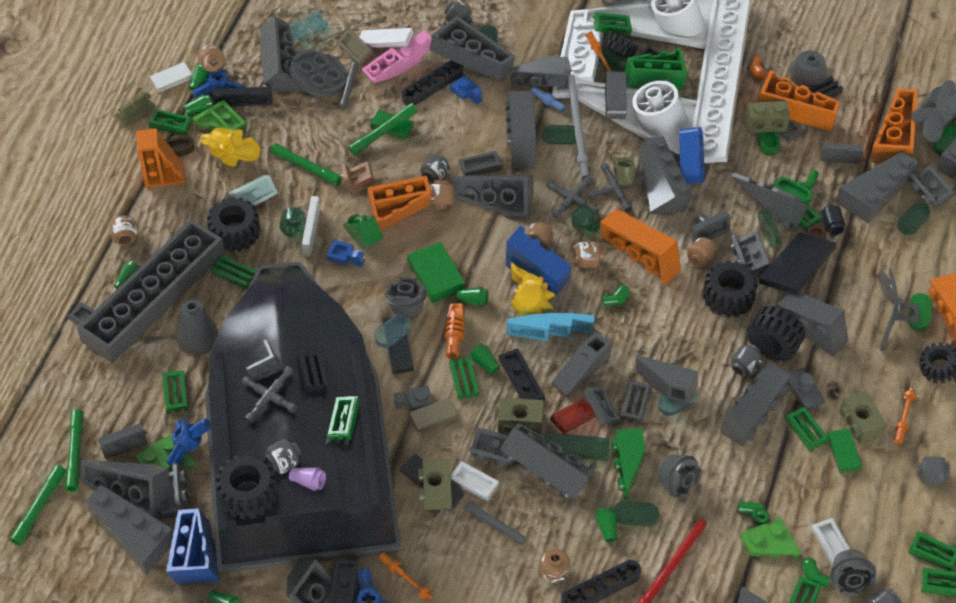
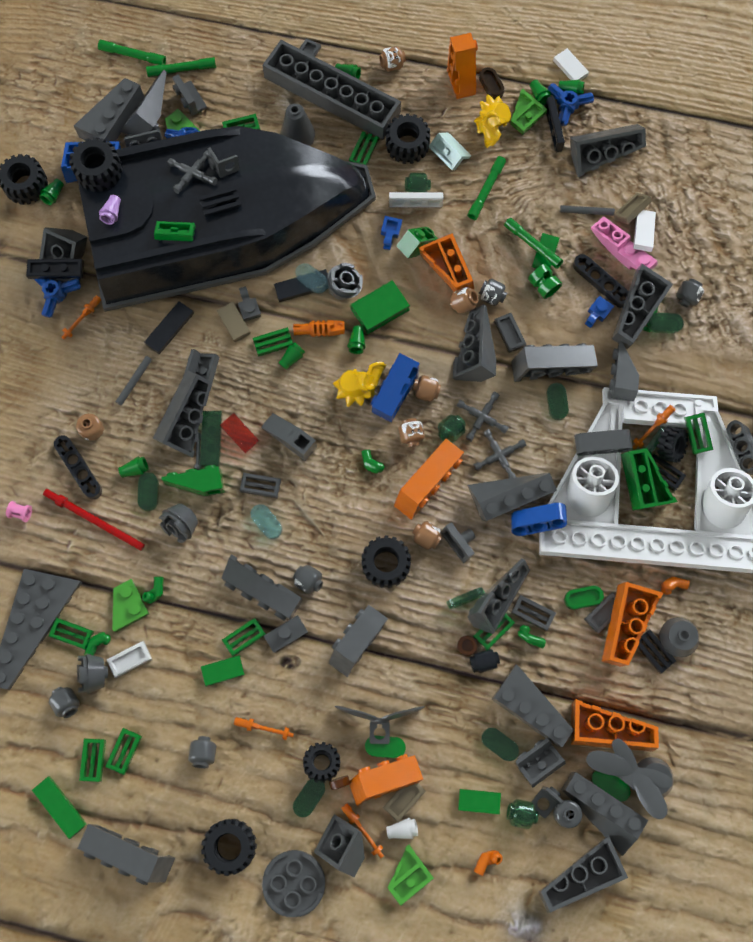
camera: 85 degrees right, 20 degrees up
(135, 110) = (526, 44): olive hinge -> none
(169, 124) = (517, 86): green tile -> none
(211, 58) = (583, 85): medium nougat head -> none
(283, 456) = (126, 186): dark grey head -> none
(301, 27) = (648, 159): clear light blue hinge -> none
(318, 73) = (591, 180): dark grey tile -> none
(357, 176) = (477, 228): medium nougat bracket -> none
(431, 124) = (546, 283): none -> green wheel
(437, 496) = (167, 330): olive brick -> none
(474, 481) = (172, 360): white tile -> none
(512, 408) = (233, 378): olive brick -> none
(520, 375) = (277, 388): black tile -> none
(541, 325) = (329, 401): medium azure slope -> none
(548, 99) = (598, 385): medium blue bar -> none
(582, 157) = (527, 421): light grey bar -> none
(602, 406) = (254, 454): dark grey tile -> none
(608, 462) = (197, 466): none -> dark grey hinge
(624, 170) = (516, 459): olive piece -> none
(671, 380) = (274, 512): dark grey slope -> none
(751, 252) = (432, 580): dark grey bracket -> none
(767, 116) = (600, 591): olive brick -> none
(776, 333) = (331, 602): black tyre -> none
(783, 165) = (548, 620): none -> dark grey tile
(794, 188) = (512, 620): green tile -> none
(797, 263) = (422, 625): black tile -> none
(841, 153) = (572, 670): dark grey tile -> none
(861, 405) = (267, 686): olive brick -> none

